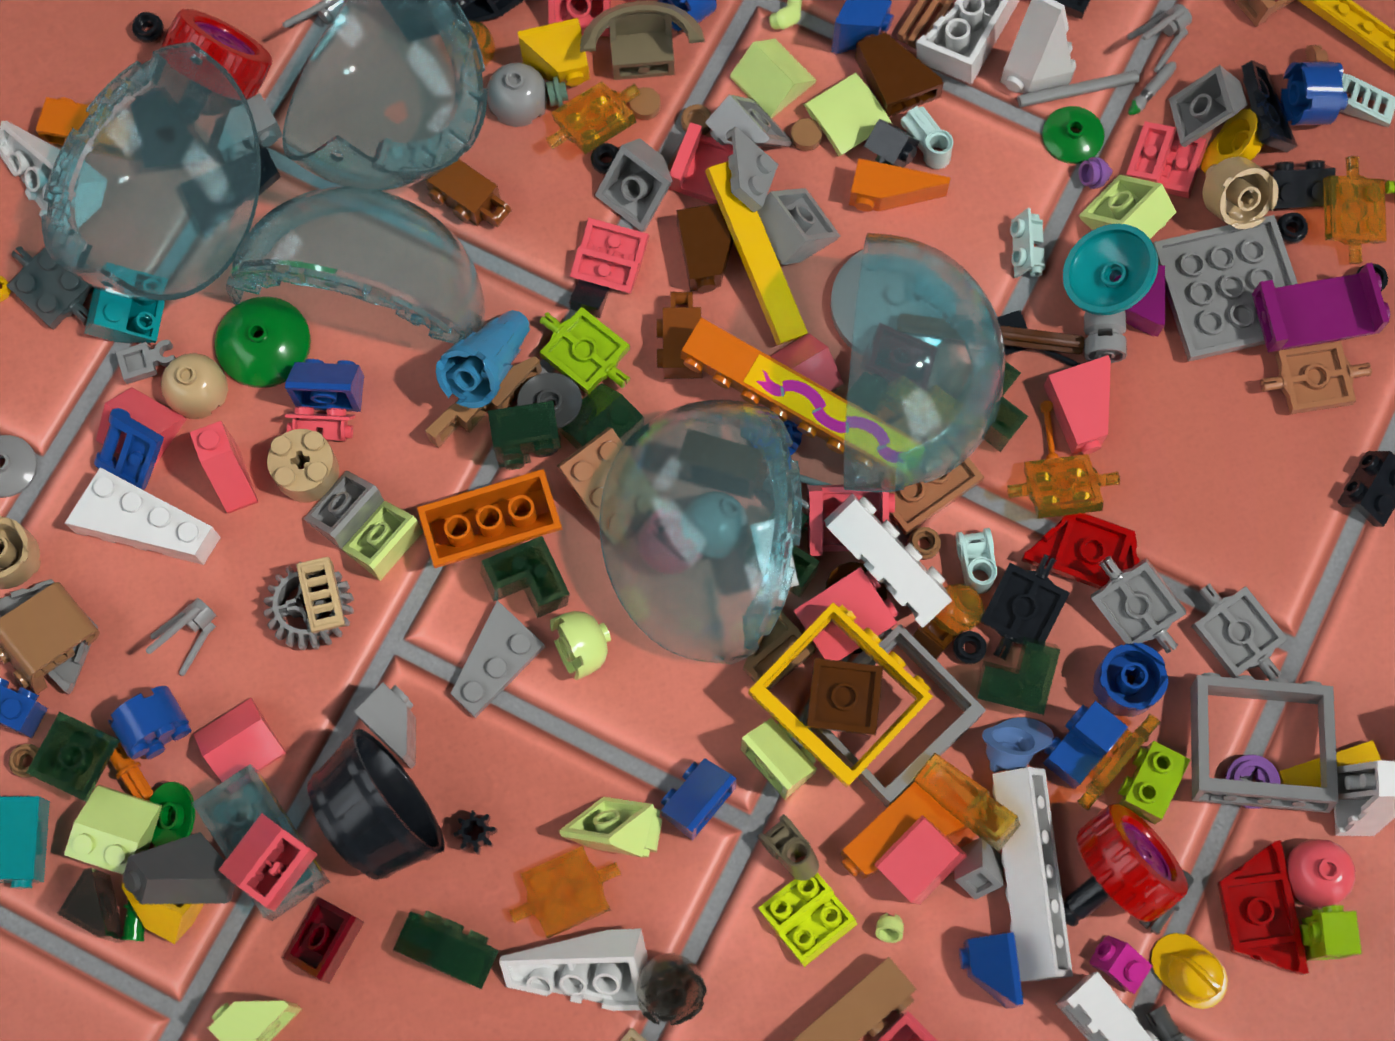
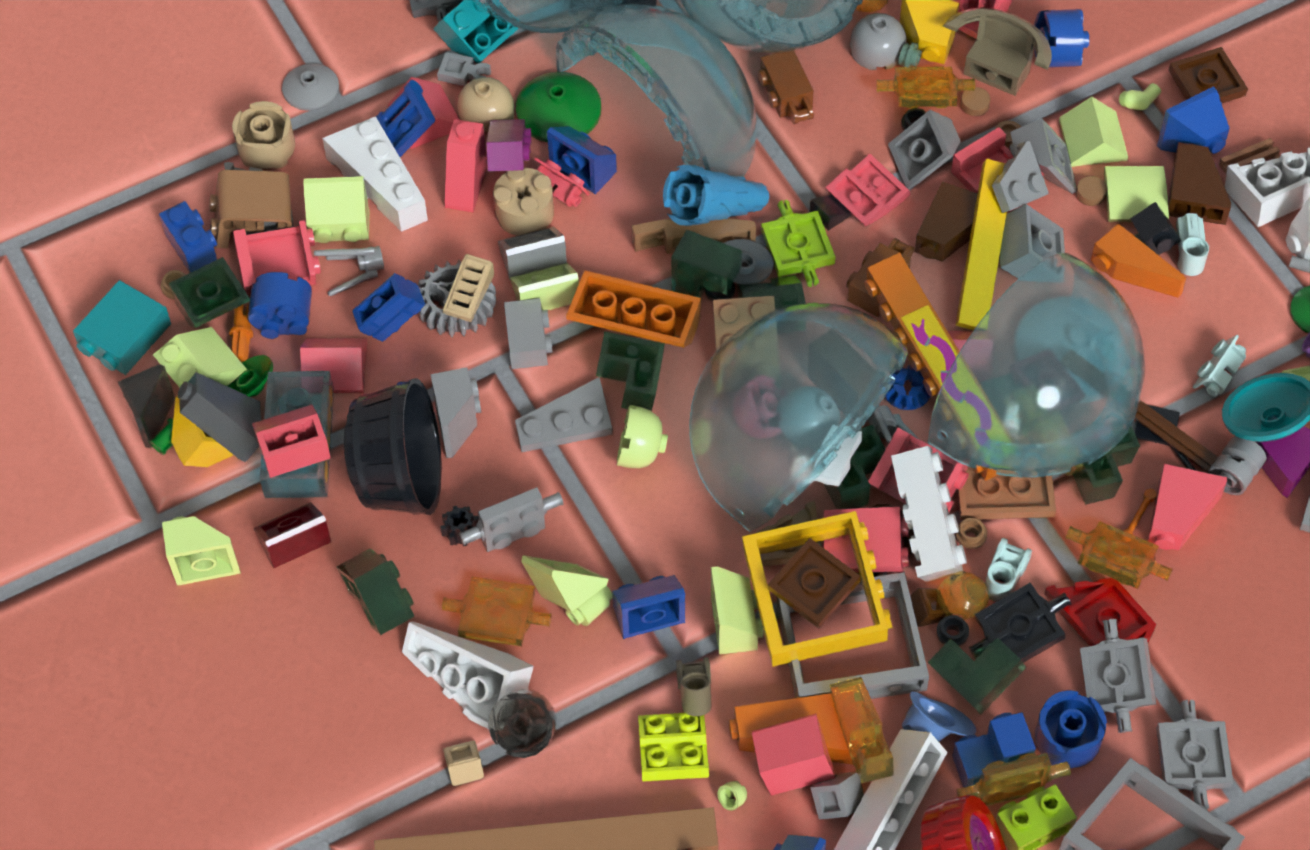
camera: 35 degrees right, 15 degrees down
(108, 674) = (276, 251): none -> coral panel
(132, 588) = (337, 208): none -> yellowish green slope
(253, 420) = (508, 145): none -> magenta brick
(257, 660) = (388, 307): none -> blue brick
(400, 599) = (526, 333): none -> light grey brick
(530, 790) = (511, 519): none -> light grey plate

